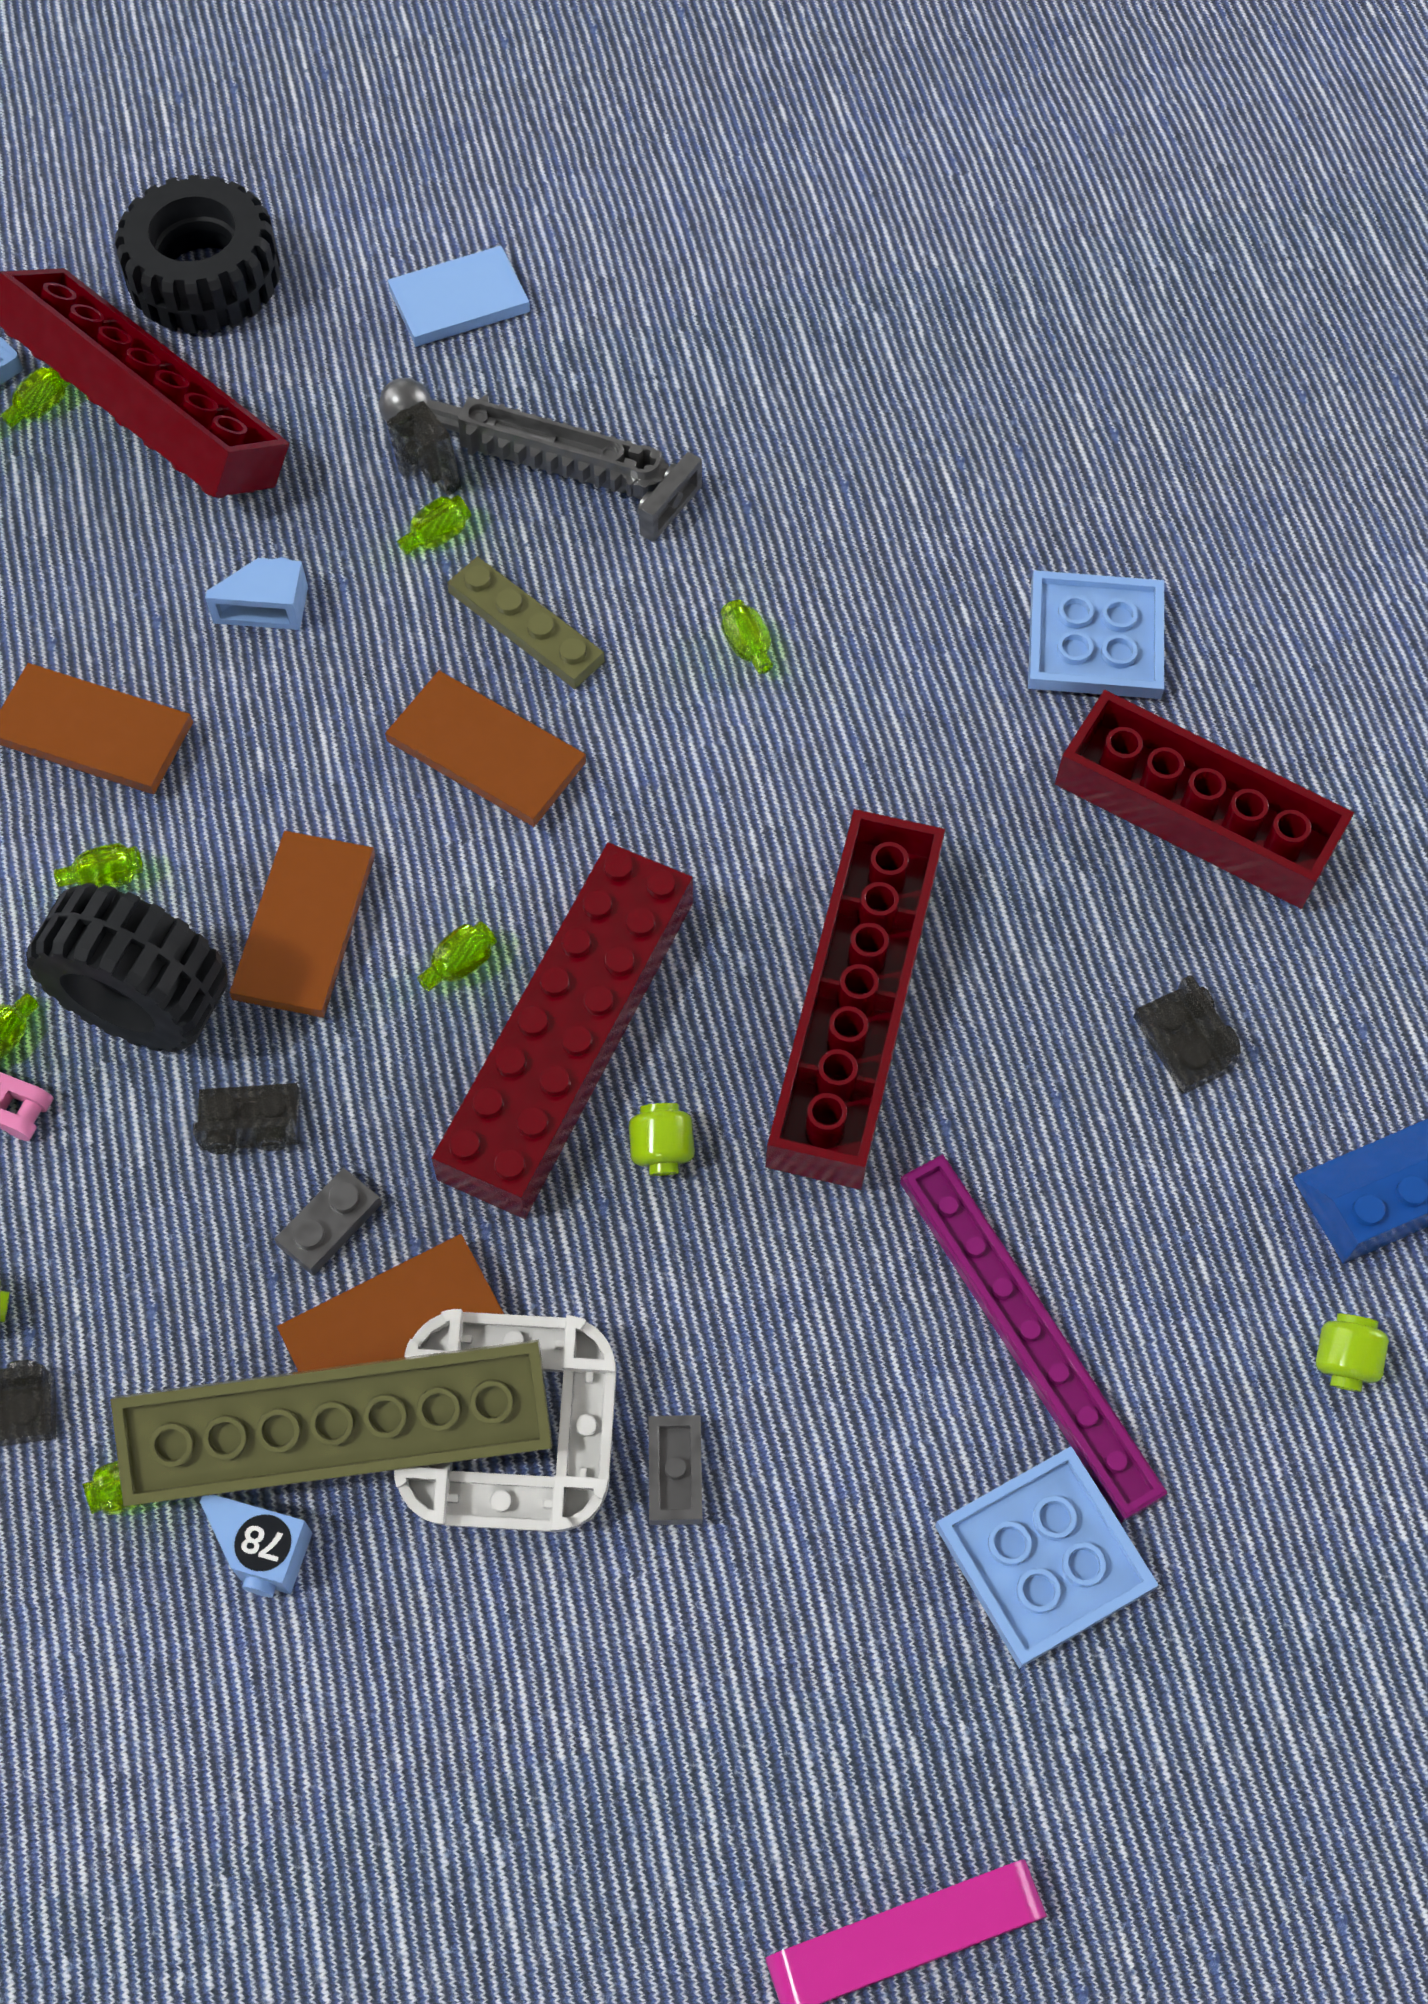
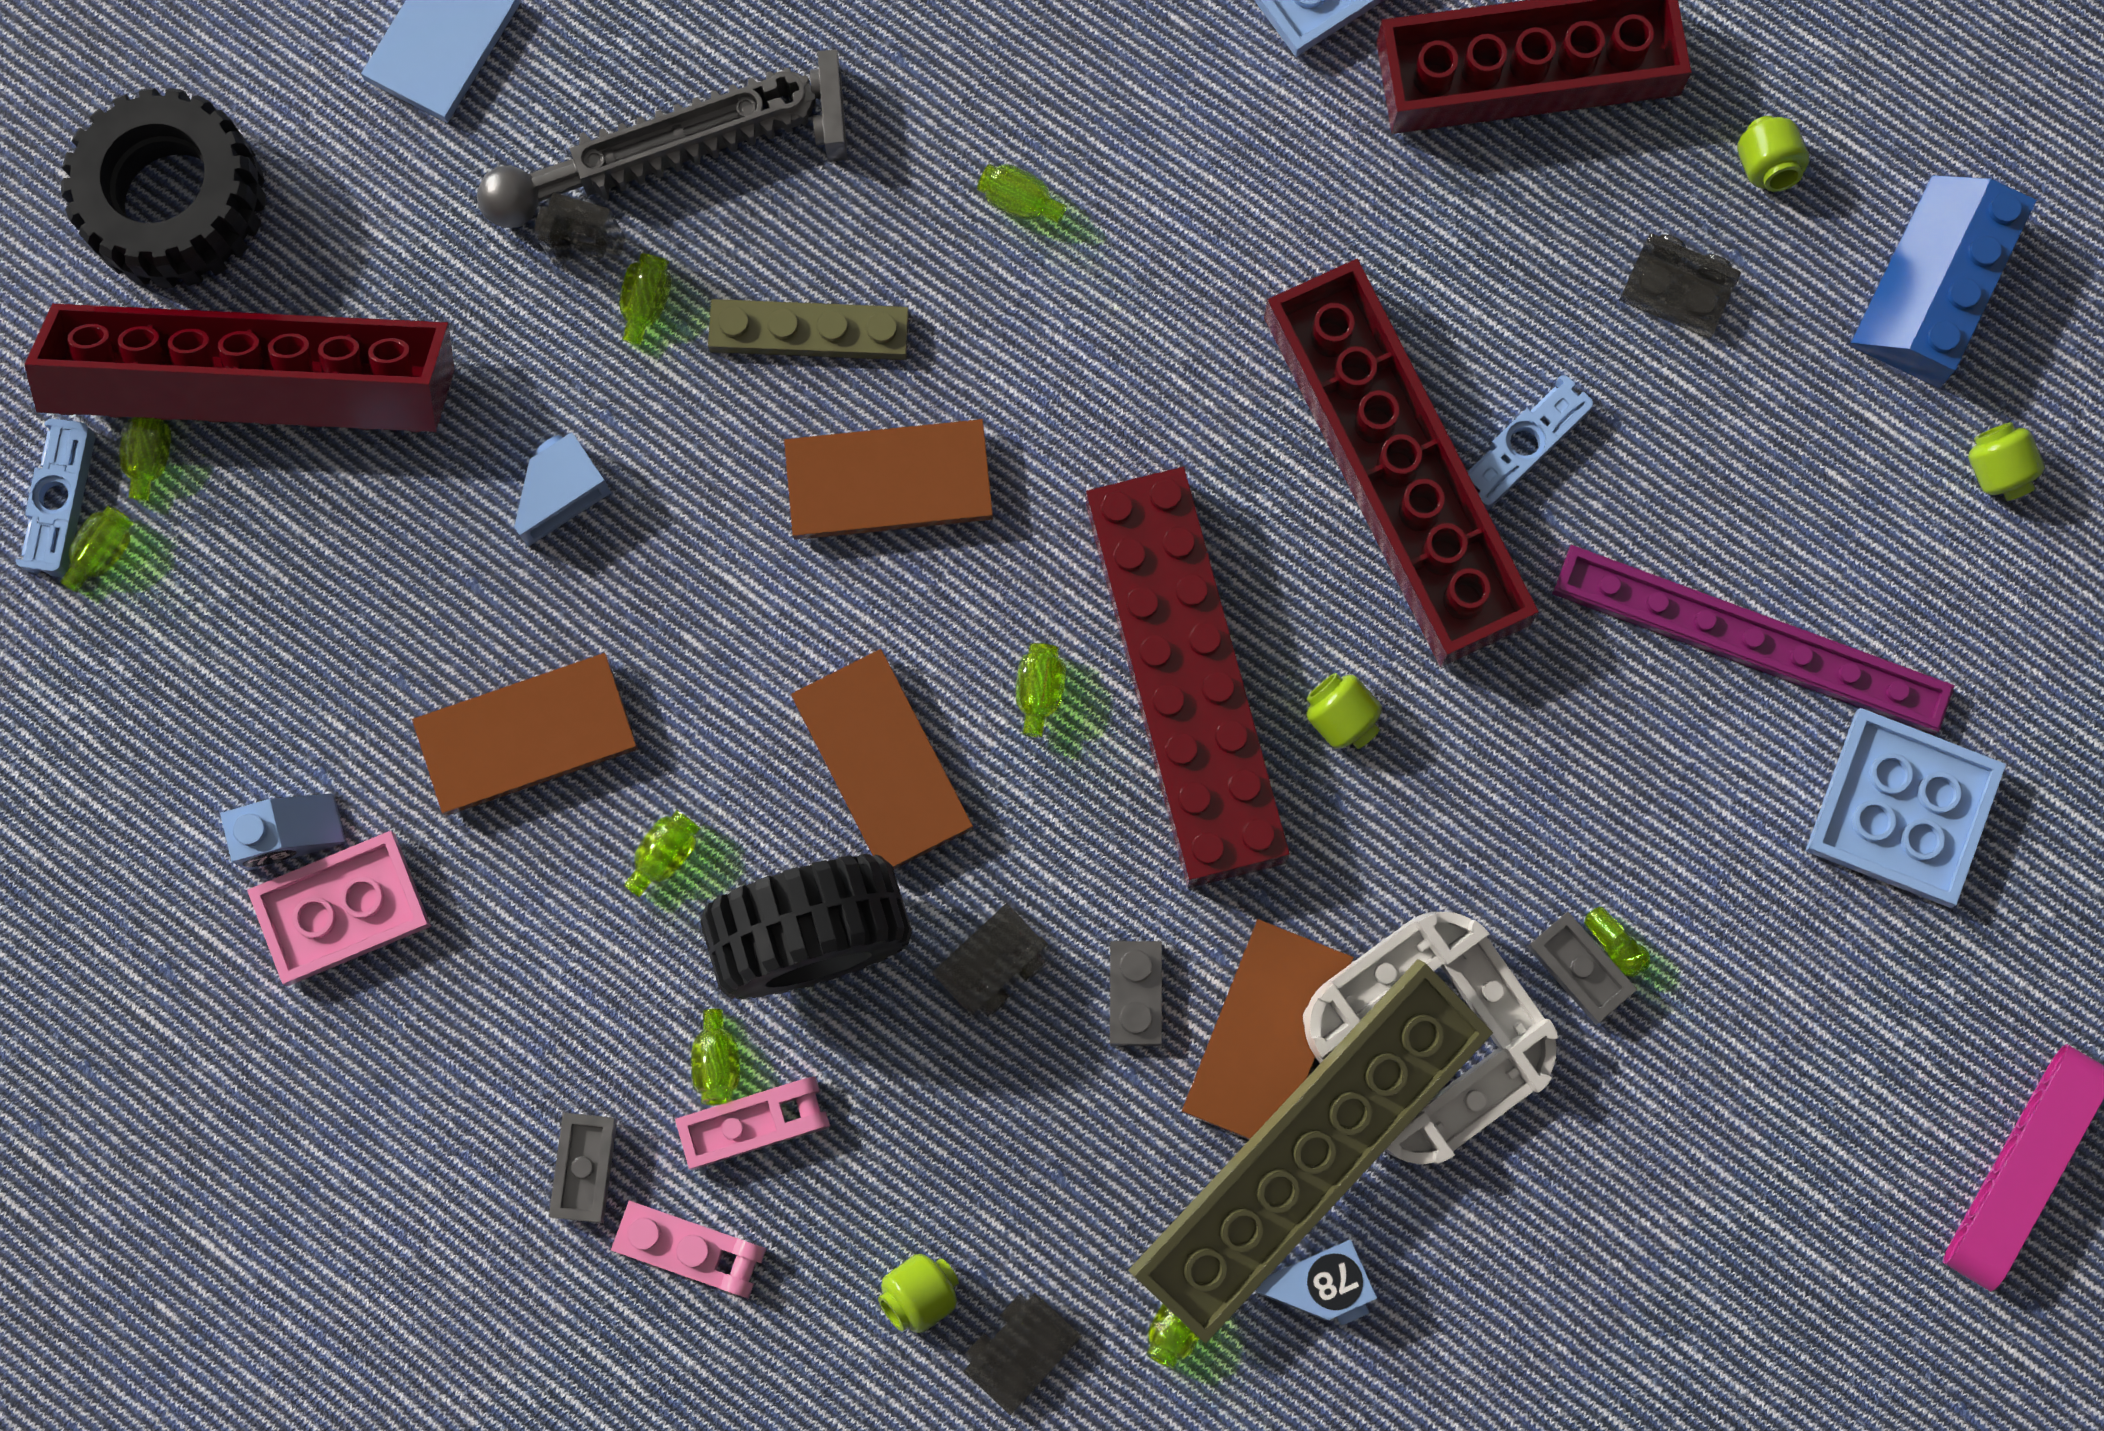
camera: 35 degrees left, 15 degrees up
(719, 1474) = (1617, 942): none -> clear neon green arm
(938, 1062) = (1547, 422): none -> light blue piece
(1340, 993) = (1773, 153): none -> lime head

